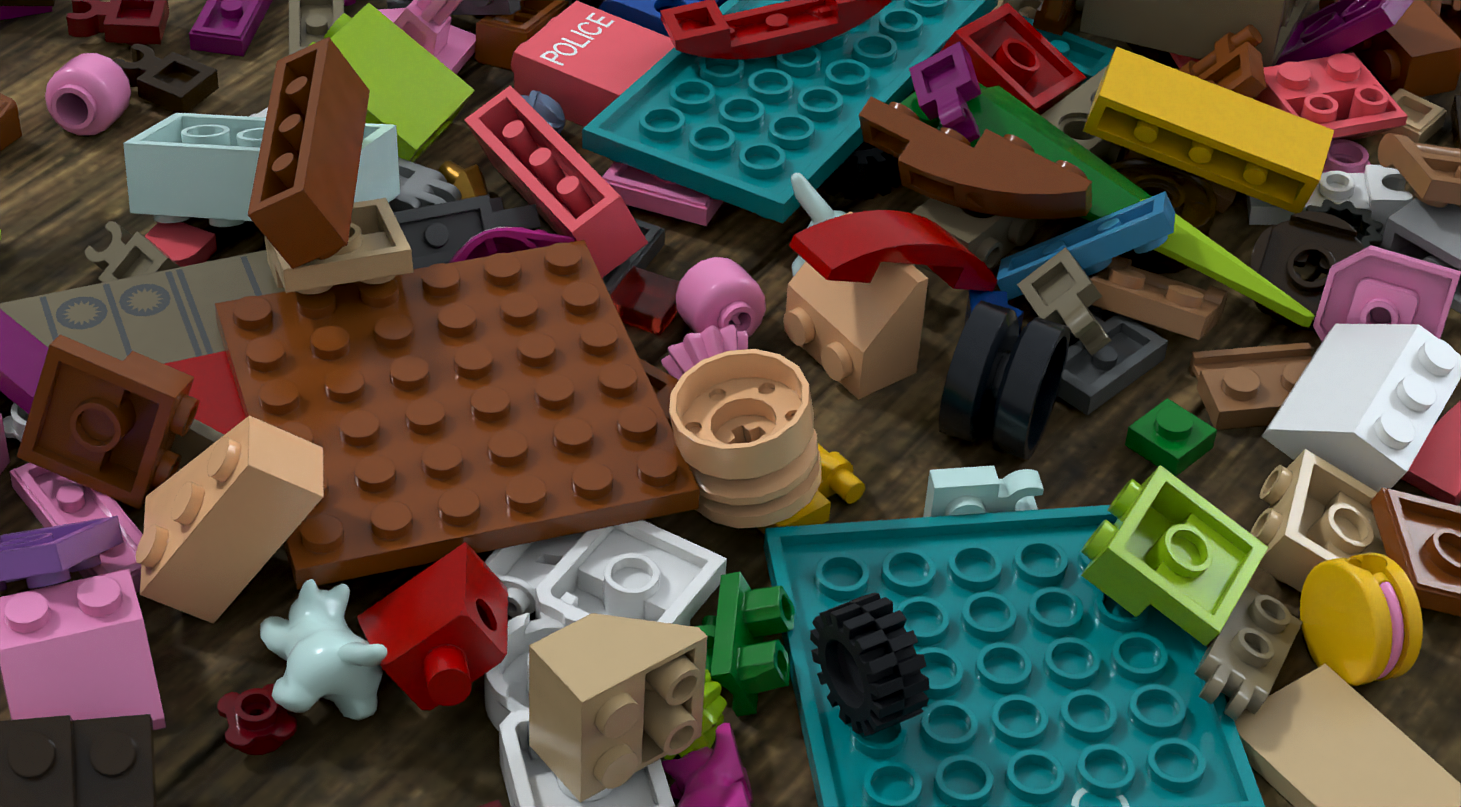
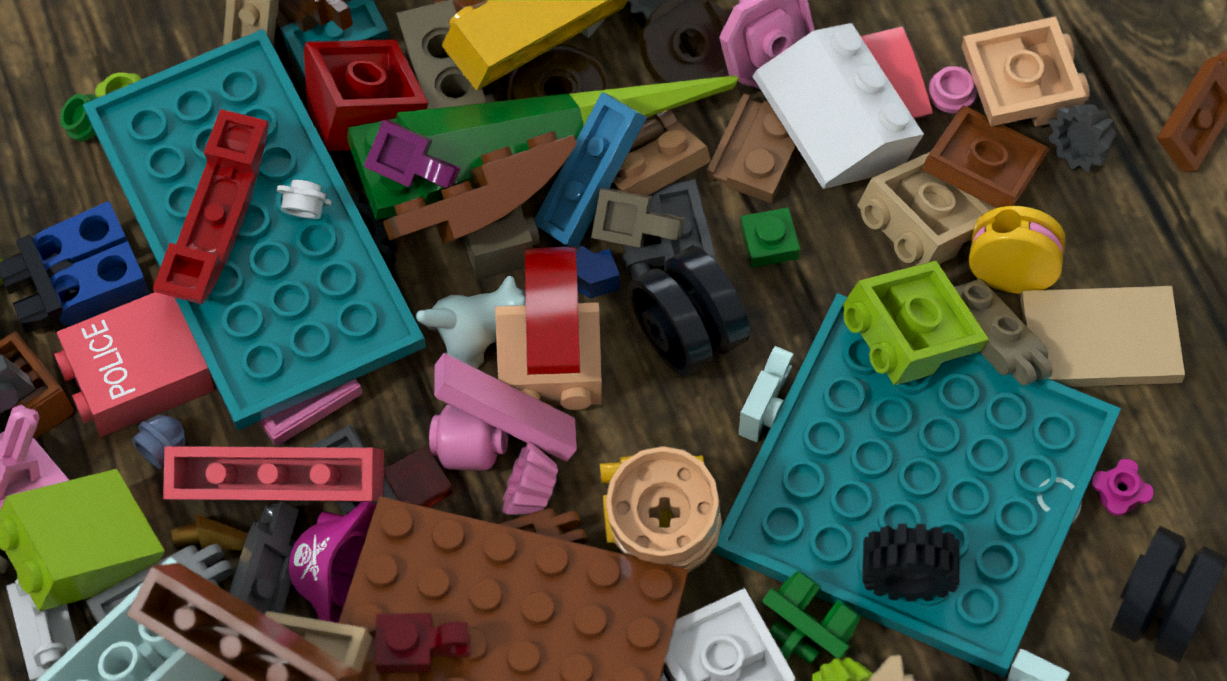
camera: 55 degrees left, 20 degrees up
(435, 305) = (409, 642): none -> dark red plate
(764, 284) = (505, 407): none -> bright pink tile
(842, 60) = (303, 199): none -> white plate

